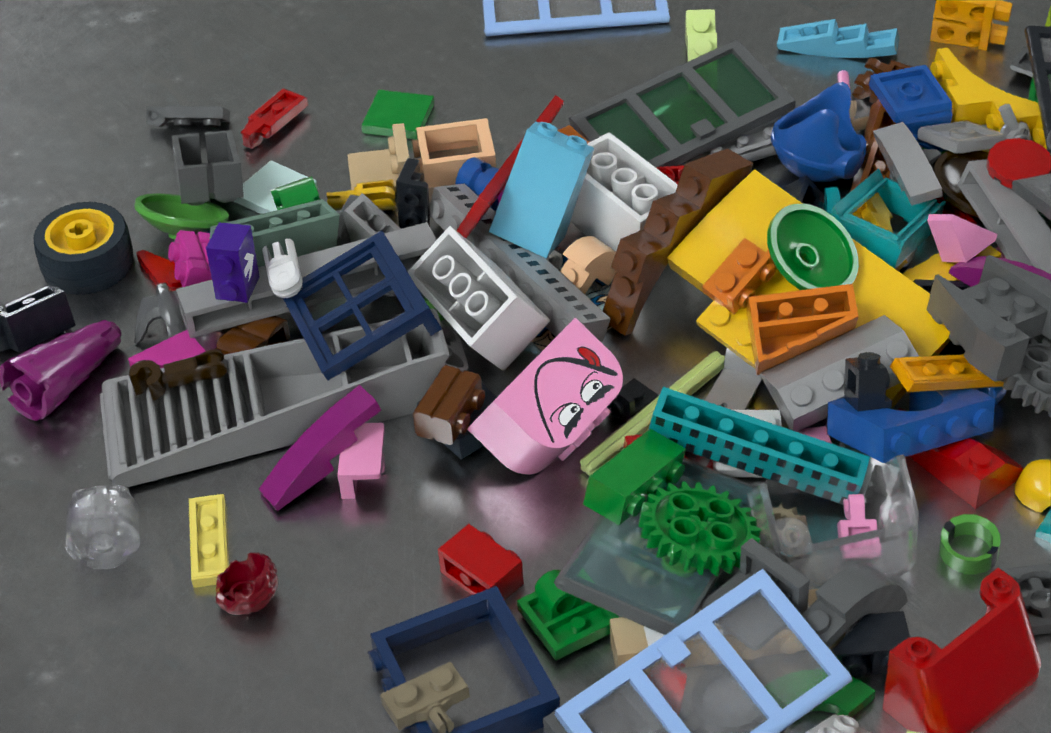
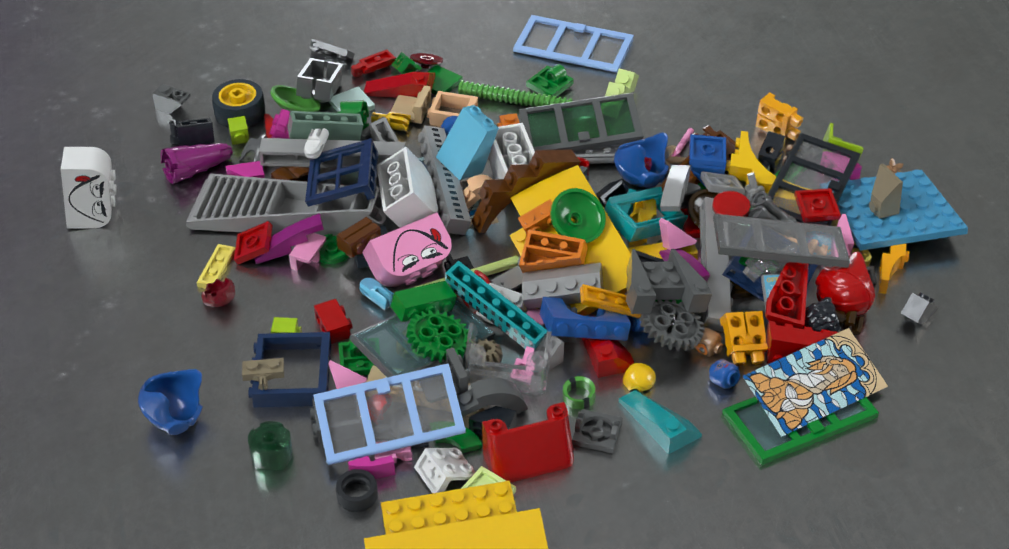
camera: 20 degrees right, 0 degrees up
(102, 526) = (167, 243): clear brick -> none
(108, 292) = (238, 130): none -> lime brick
(148, 374) = (225, 178): dark brown piece -> none
(233, 262) = (290, 132): dark purple brick -> none
(255, 475) = (253, 242): none -> red tile
(331, 102) = (405, 64): none -> green panel
(354, 133) = (404, 84): none -> red wedge
(359, 86) = (426, 60): none -> dark red dish
(401, 443) = (330, 252): none -> green tile
(407, 603) = (285, 325): none -> lime brick
(412, 195) = (411, 126): black bracket -> none
(500, 179) = (436, 139): red tile -> none
(527, 490) = (376, 292): none -> medium azure arm
(530, 102) = (508, 95): none -> bright green piece
(571, 659) = (344, 377): none -> bright pink slope
(580, 63) = (550, 81): none -> green plate
(828, 40) = (696, 108): medium azure slope -> none
(866, 382) = (563, 292): black brick -> none
(1000, 49) = (770, 160): none -> black torso

